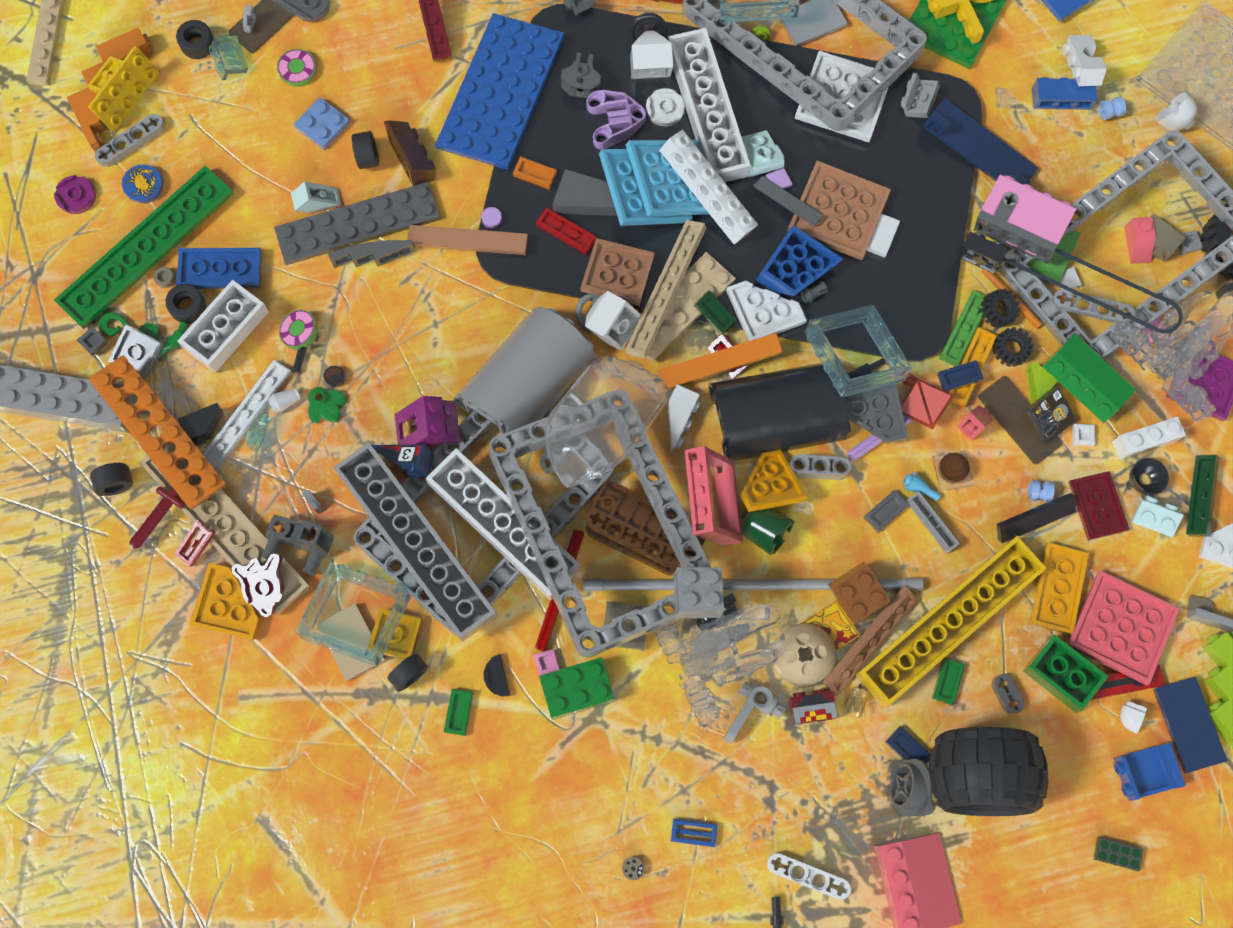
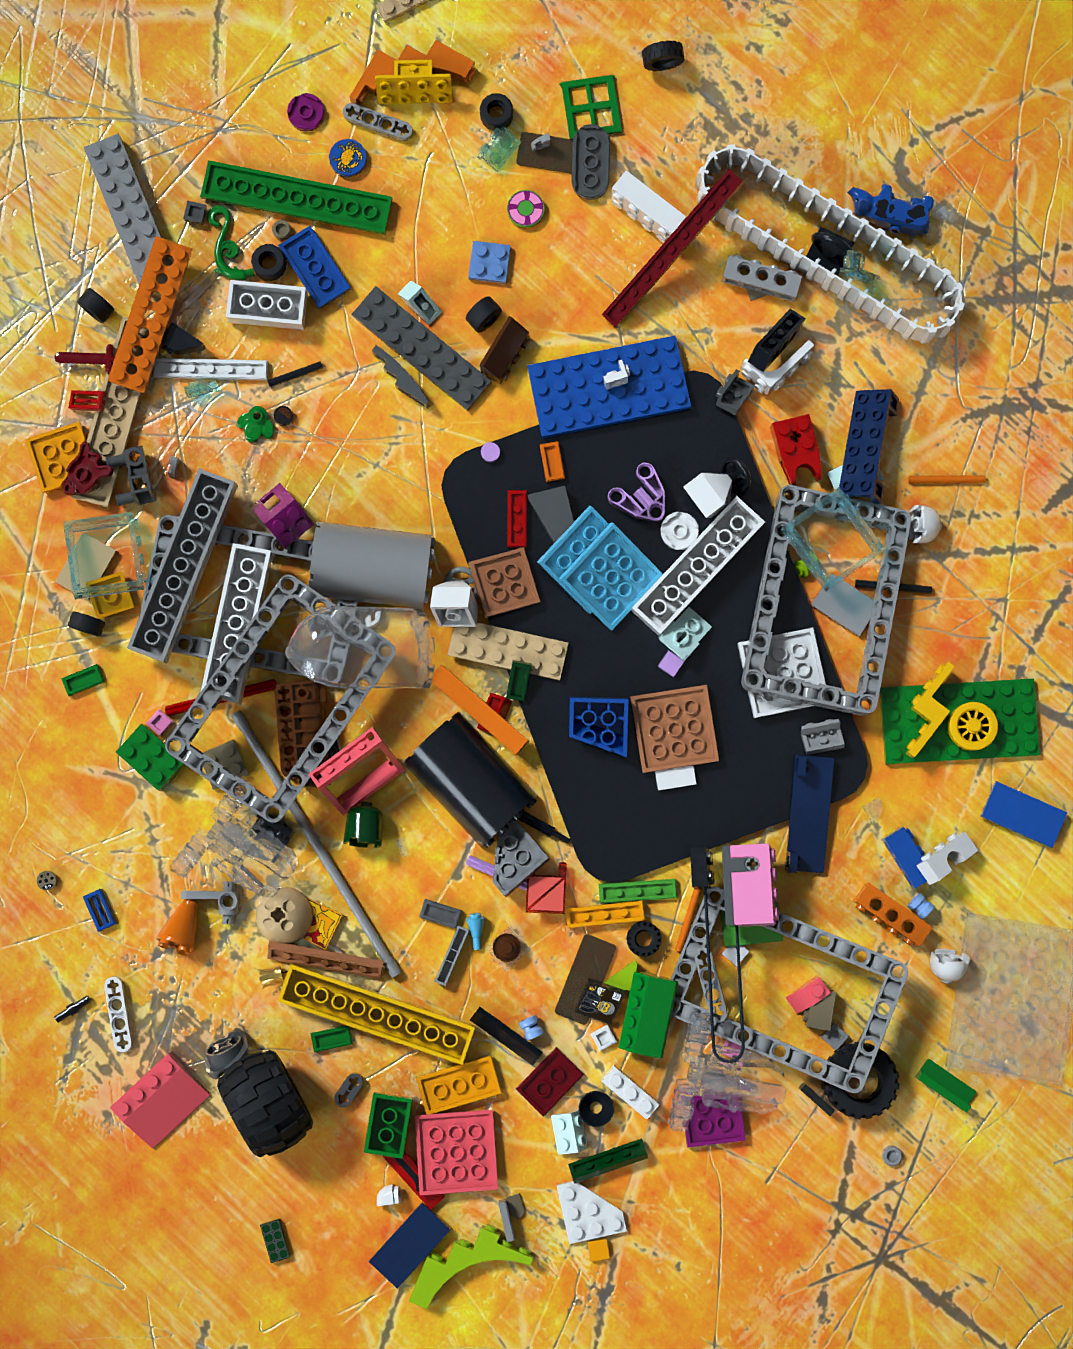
camera: 65 degrees right, 10 degrees up
(138, 348) = (207, 251): tile -> none
(284, 399) = (239, 390): white cone -> none
(298, 329) = (302, 363): tile -> none
(410, 460) = (246, 521): dark blue slope -> none
(468, 239) = (460, 445): nougat tile -> none
(495, 677) = (125, 691): black tile -> none
(498, 71) = (616, 378): none -> white bracket
(580, 76) = (660, 444): dark grey hinge -> none
(665, 289) = (512, 630): tan plate -> none
(680, 408) = (421, 702): white slope -> none
(698, 592) = (261, 804): light grey piece -> none
(708, 187) = (619, 611): white brick -> none
(761, 760) = (180, 928): none -> orange cone
(763, 311) = (545, 719): white plate -> none
(772, 484) = (400, 810): light orange plate -> none
(788, 200) = (654, 682): dark grey sticker -> none
(813, 292) = (588, 750): dark grey pin -> none
(813, 707) = (245, 944): brick -> none
(829, 463) = (441, 830): light grey beam -> none
(859, 592) = (354, 928): dark orange brick -> none
(882, 338) = (575, 831): clear light blue window -> none
(906, 746) = (260, 1034): dark blue tile -> none
(960, 376) = (588, 909): dark blue tile -> none
(975, 422) = (558, 944): coral slope -> none
(1009, 304) = (670, 921): black tyre -> none
(1132, 120) = (920, 928): none -> orange brick
(1148, 771) = (352, 1230): blue panel -> none

